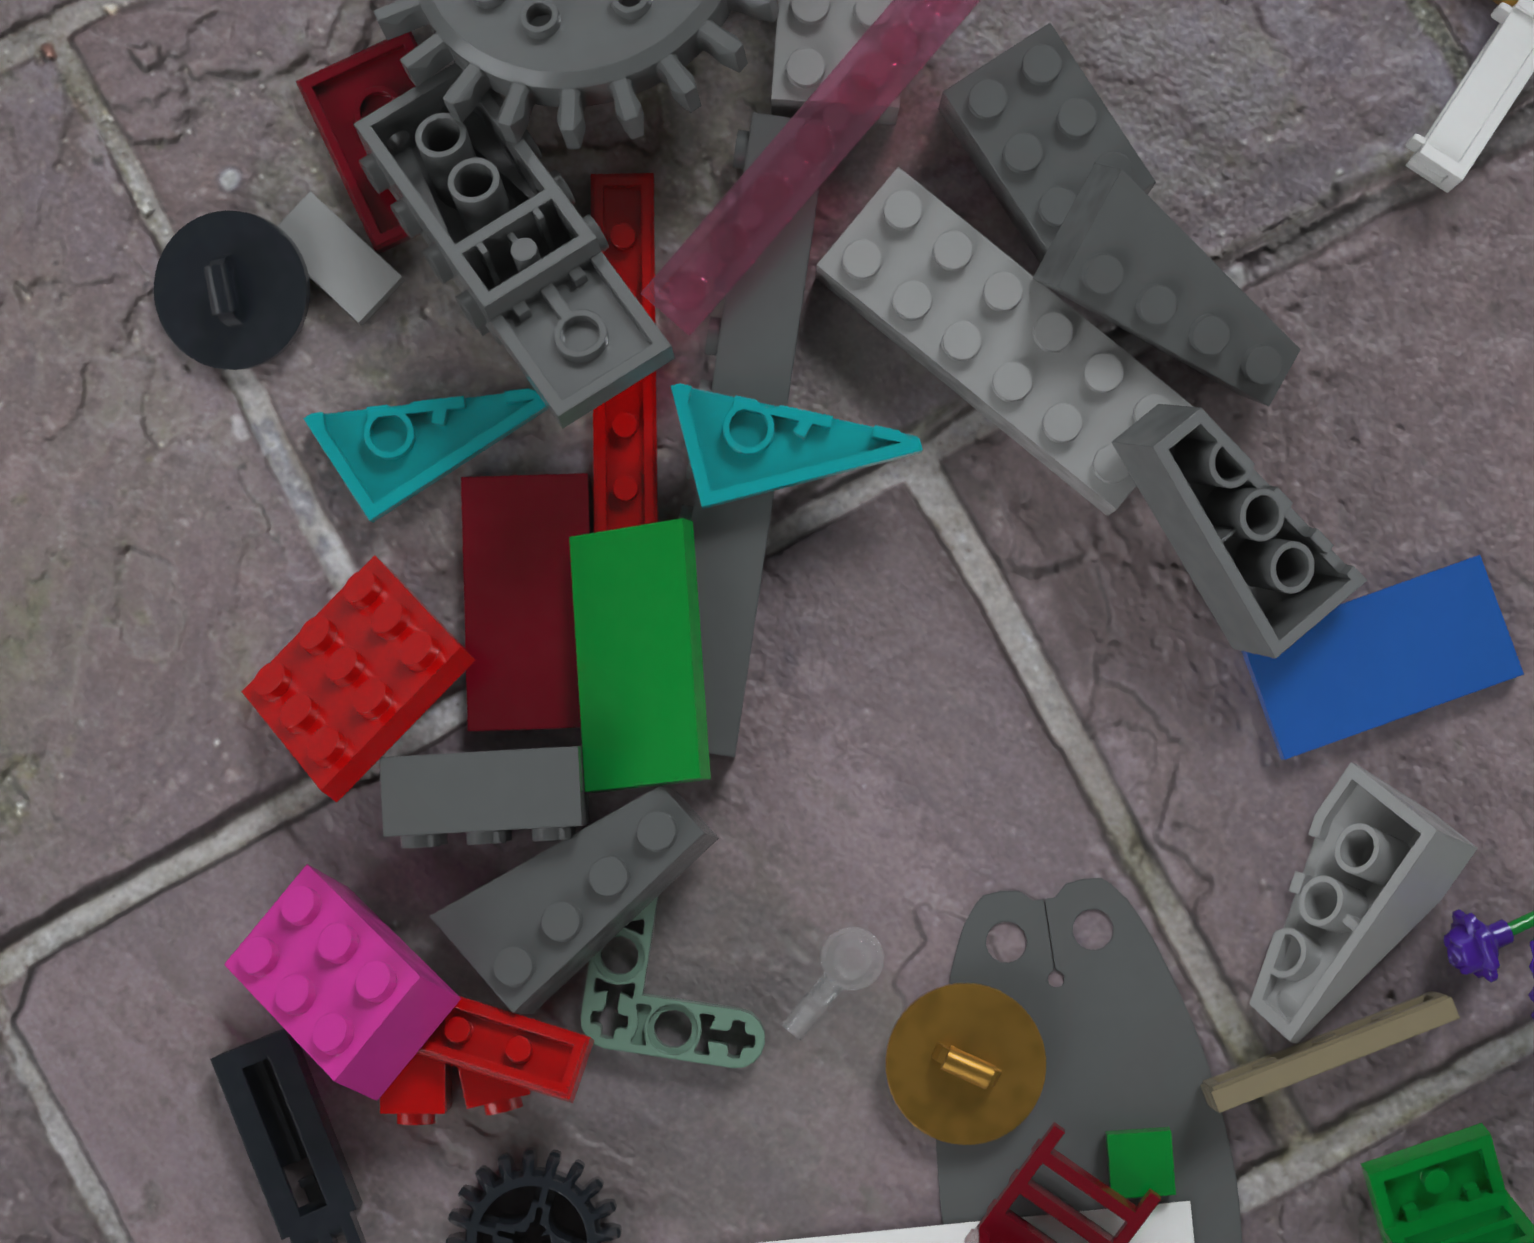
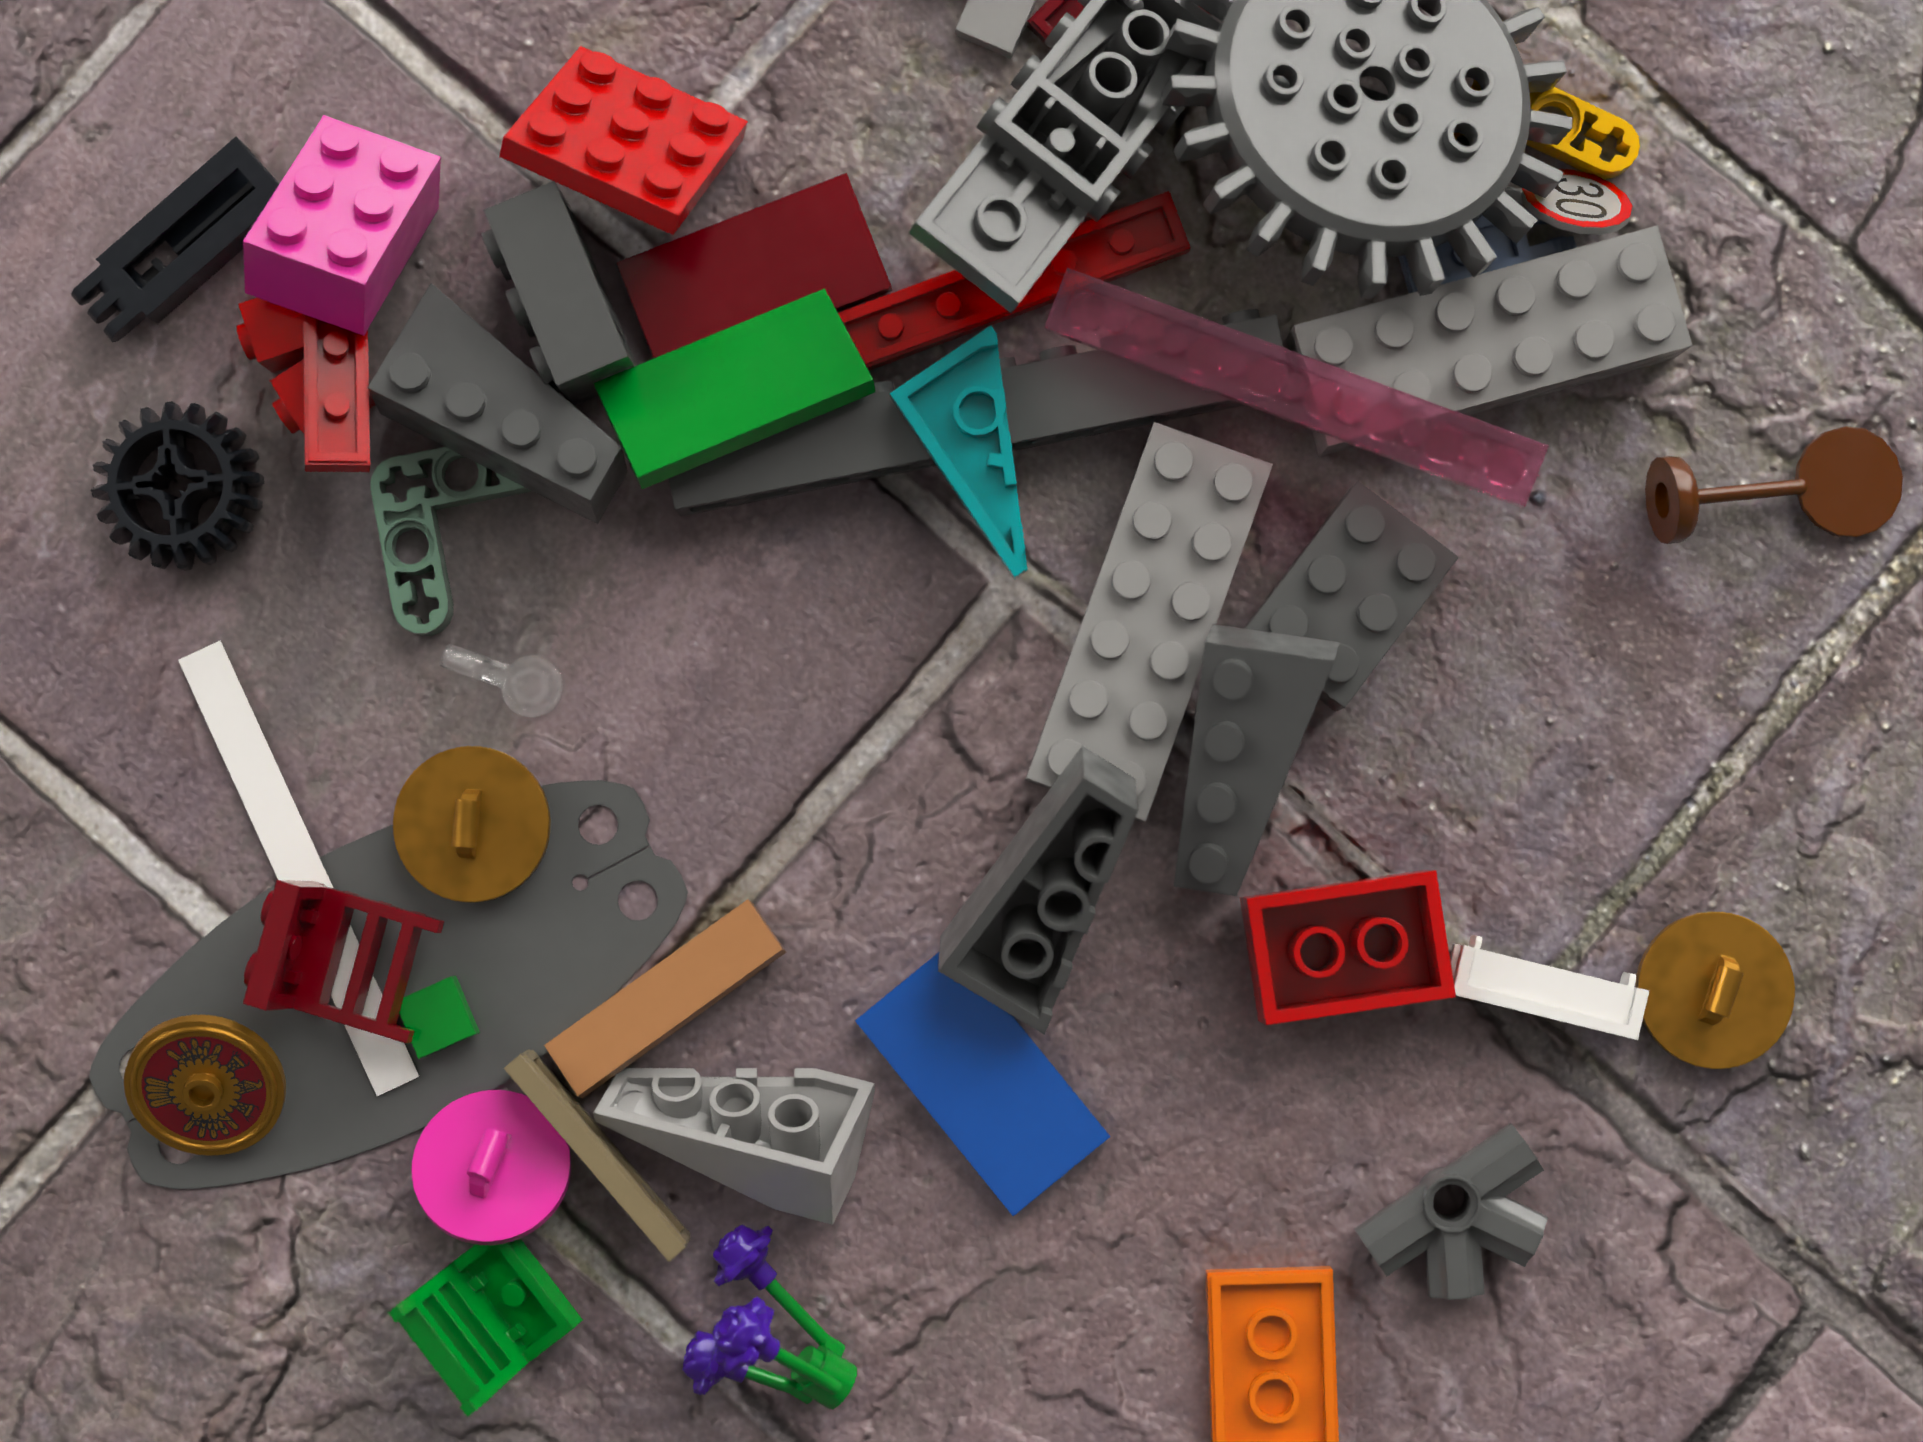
camera: 75 degrees right, 0 degrees up
(403, 449) = (852, 111): teal wing -> none
(1199, 935) = (665, 999): none -> medium nougat tile
(1306, 1161) = (490, 1168): none -> dark pink shield
(1381, 263) = (1347, 947): none -> red brick

